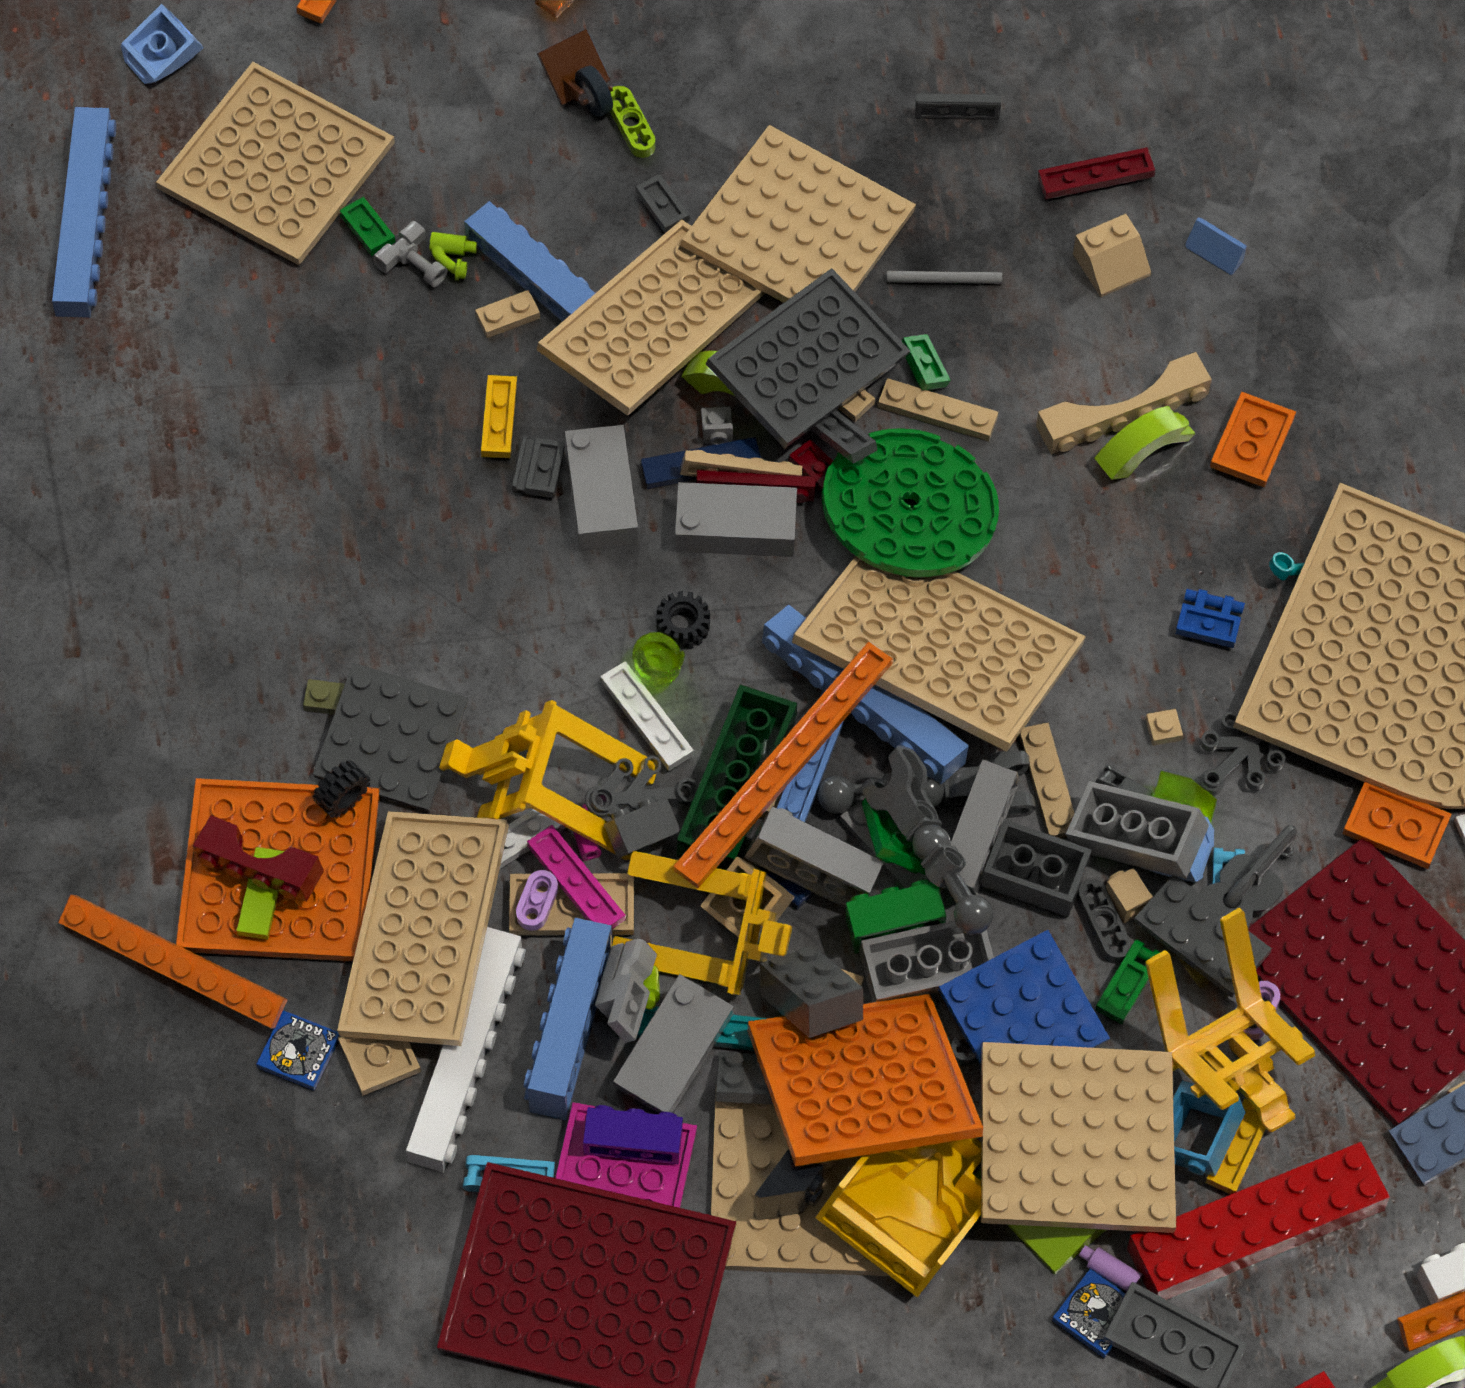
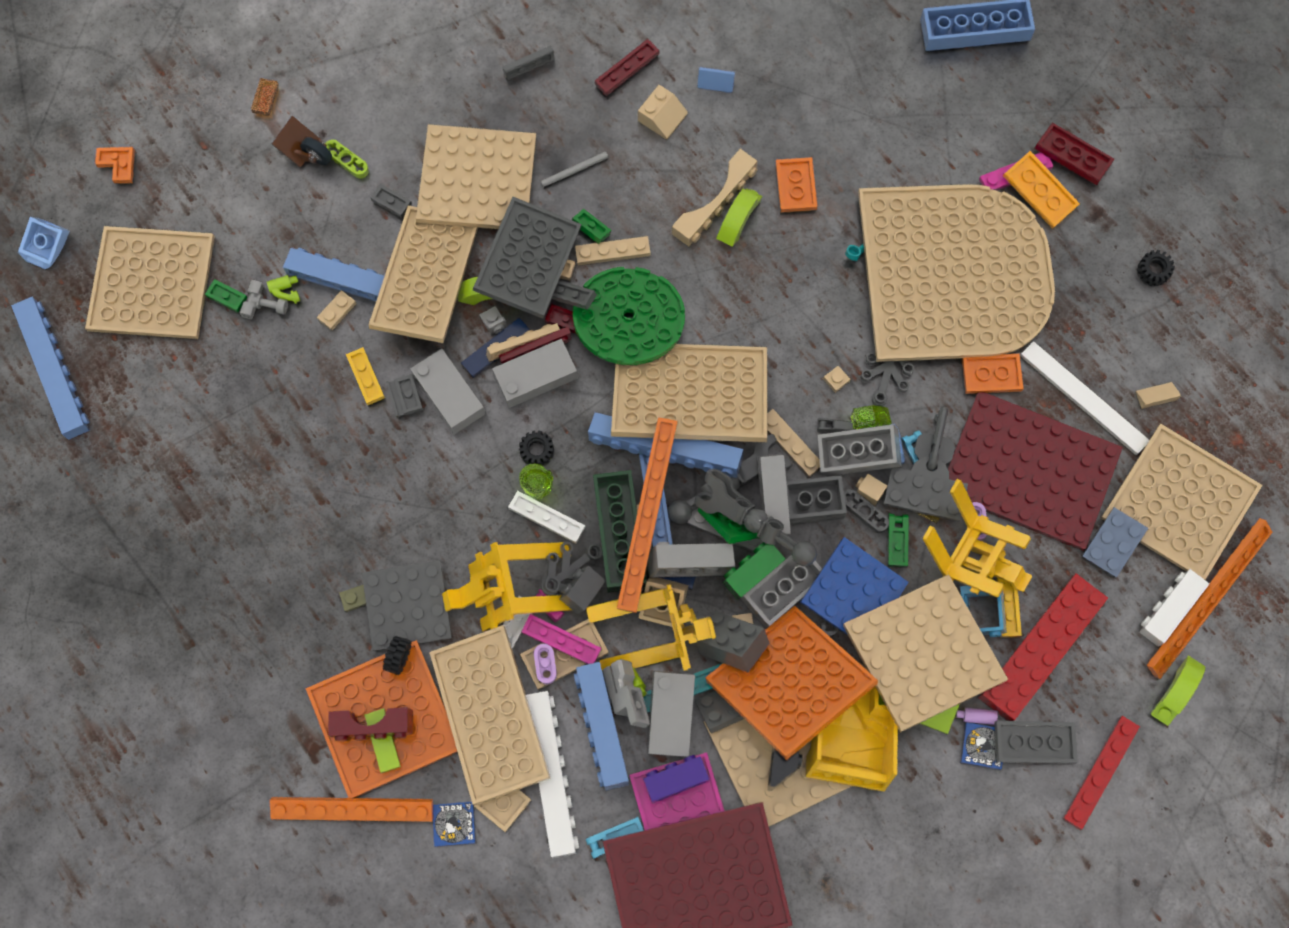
camera: 25 degrees left, 10 degrees up
(1208, 624) = (831, 306): blue plate -> none

